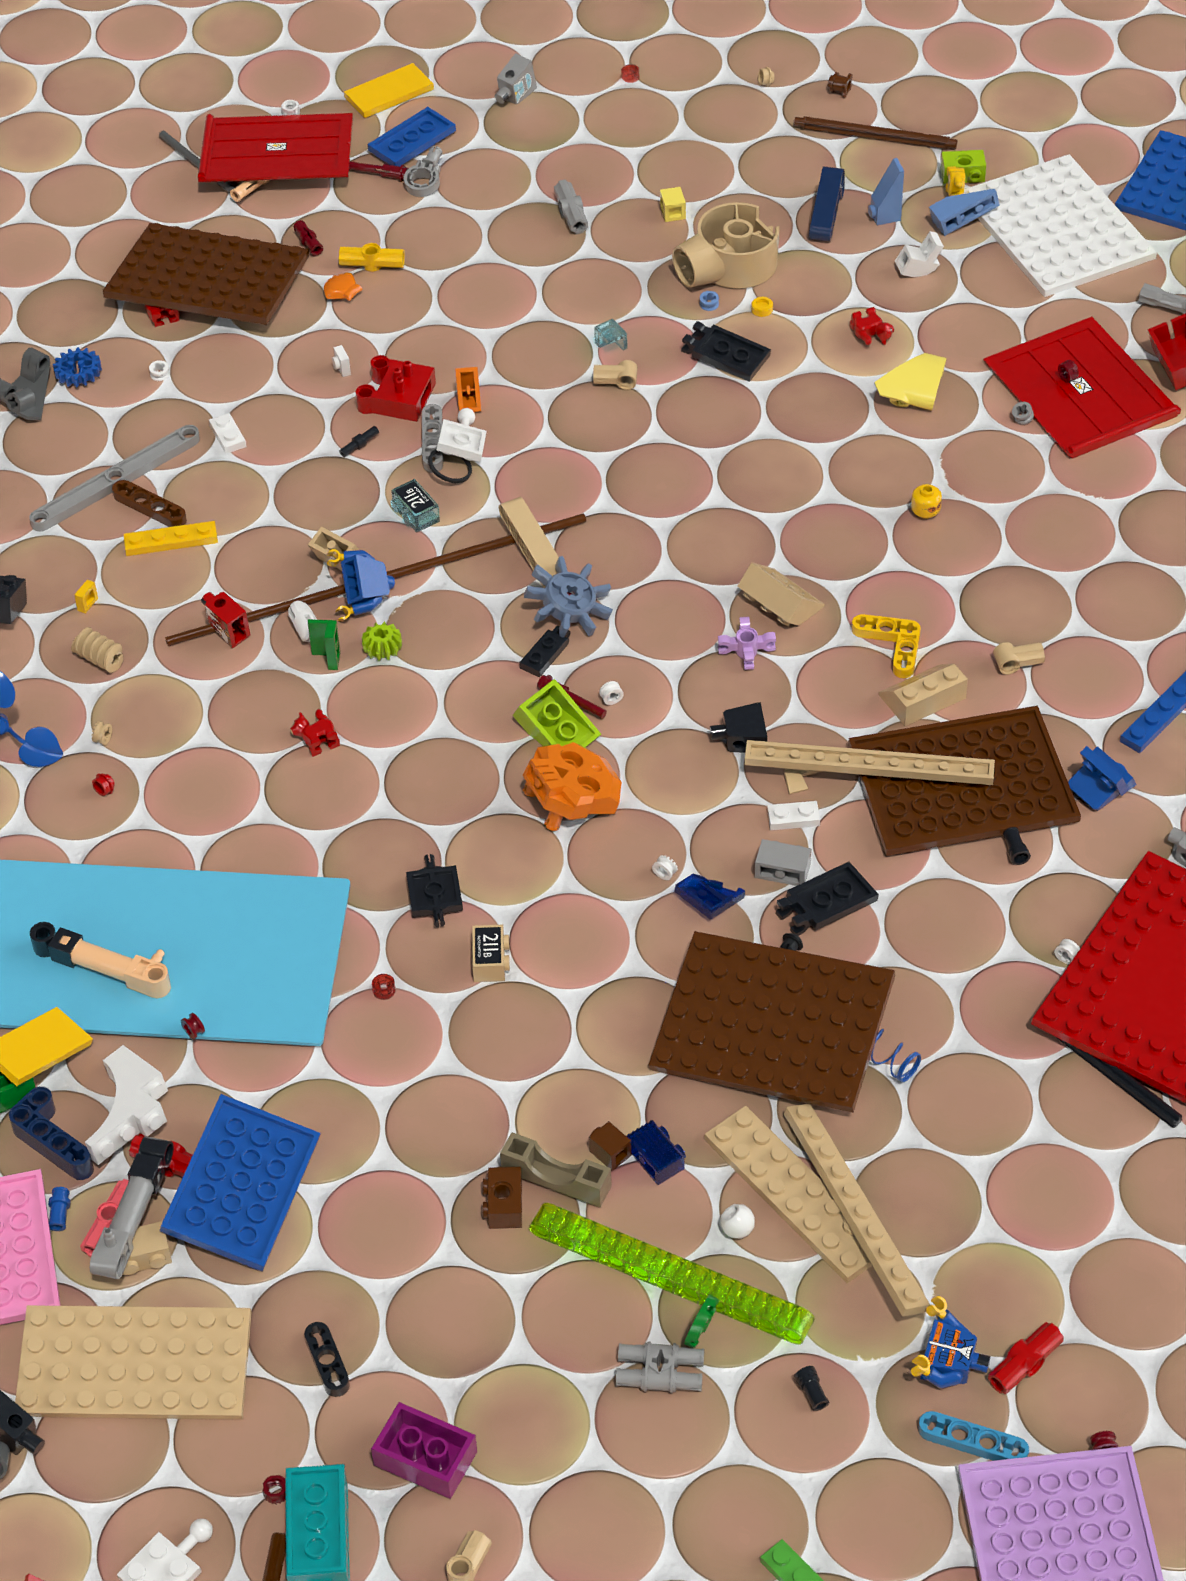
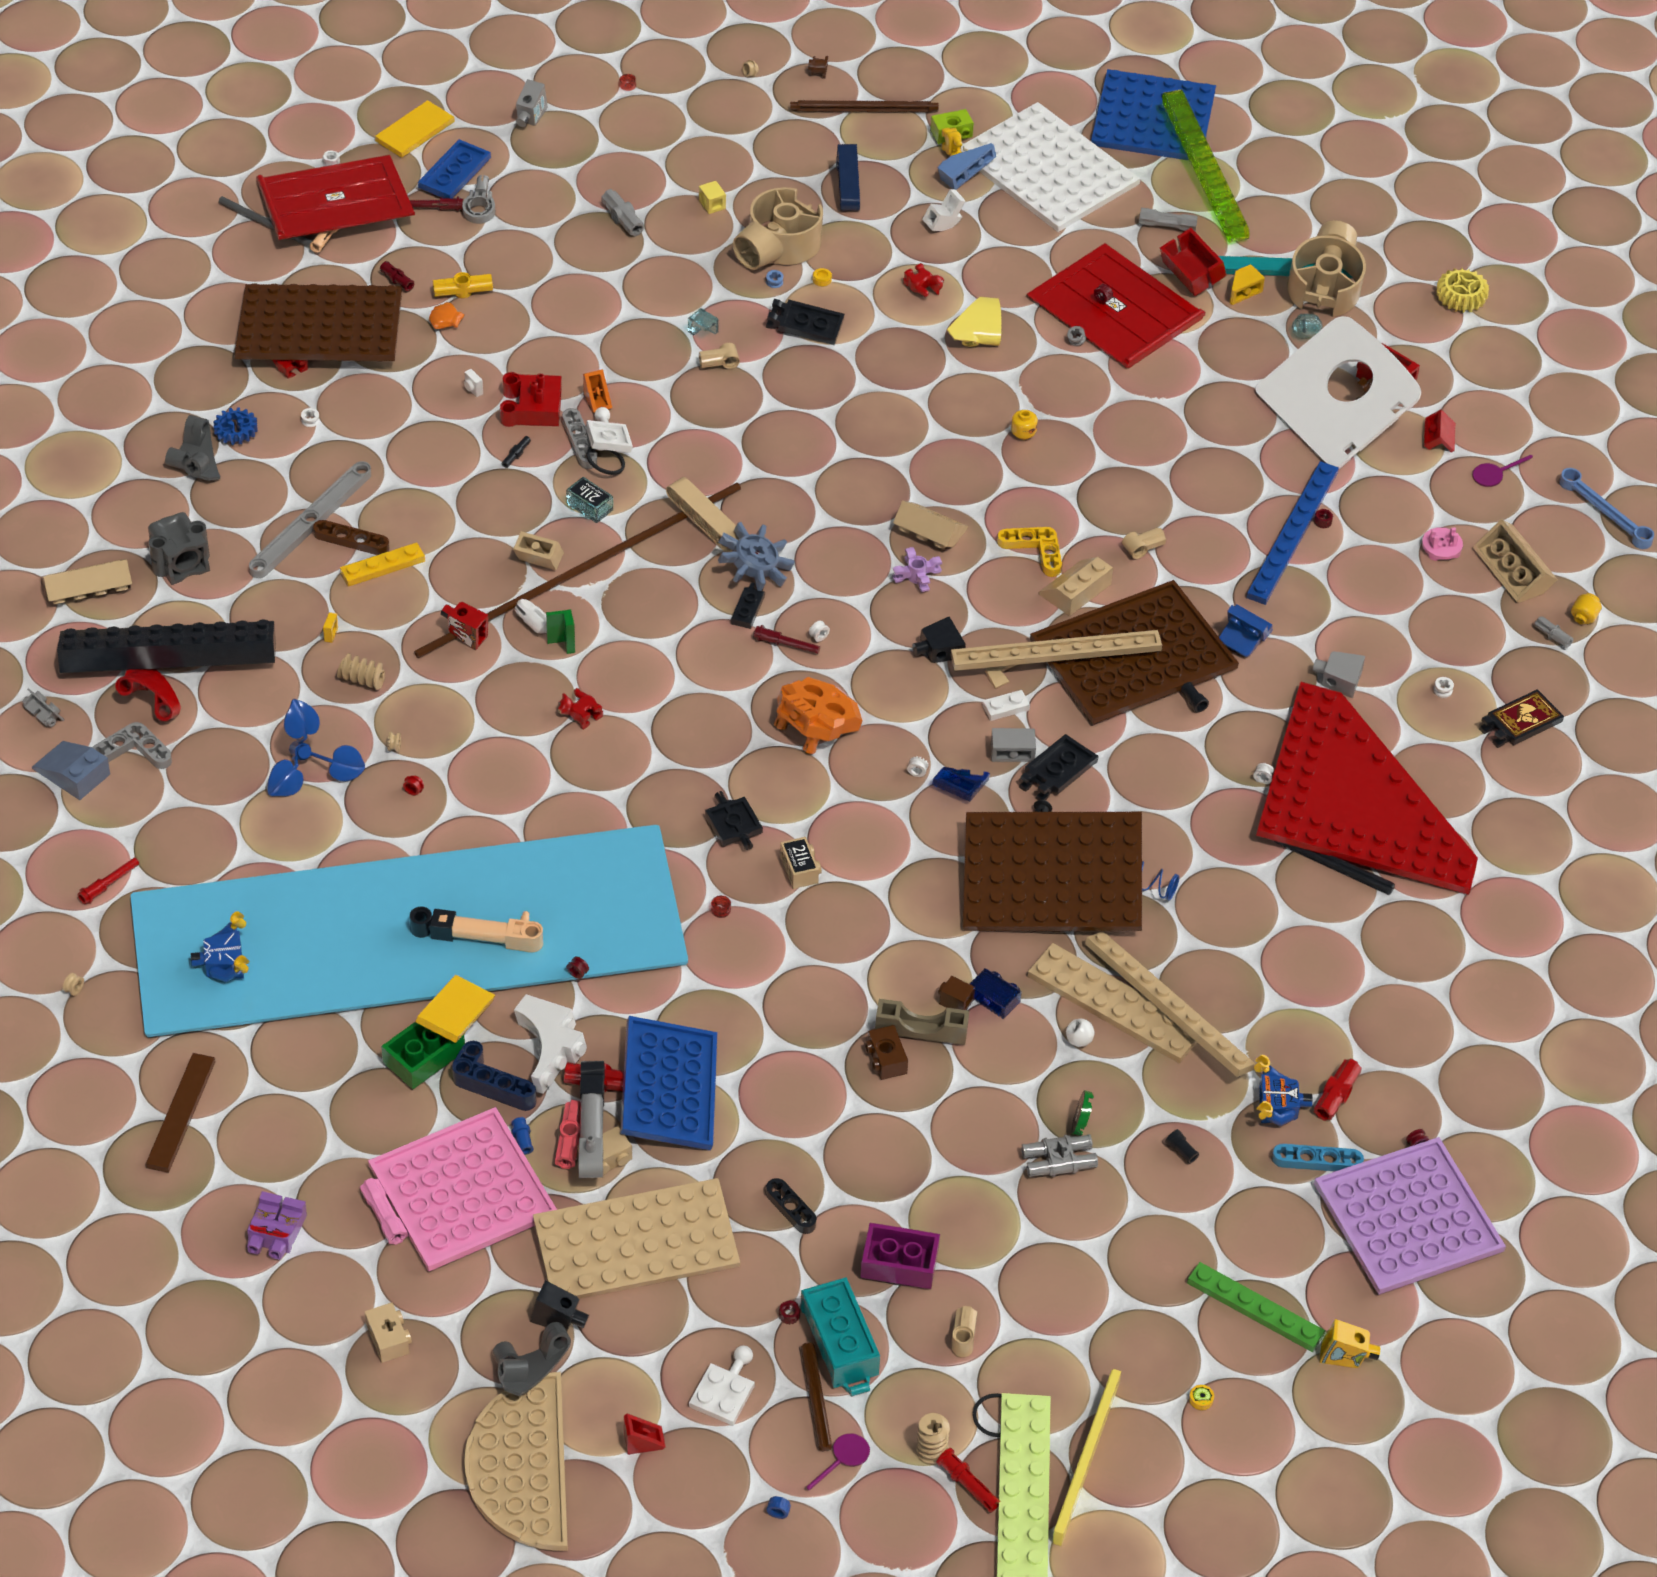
camera: 20 degrees left, 0 degrees up
(227, 433) = (395, 463): white plate -> none
(364, 581) = (574, 571): blue torso -> none
(381, 641) = (607, 621): lime gear -> none
(555, 718) = (781, 660): lime slope -> none
(672, 1273) = (1040, 1082): clear neon green beam -> none
(887, 197) = (900, 163): medium blue slope -> none

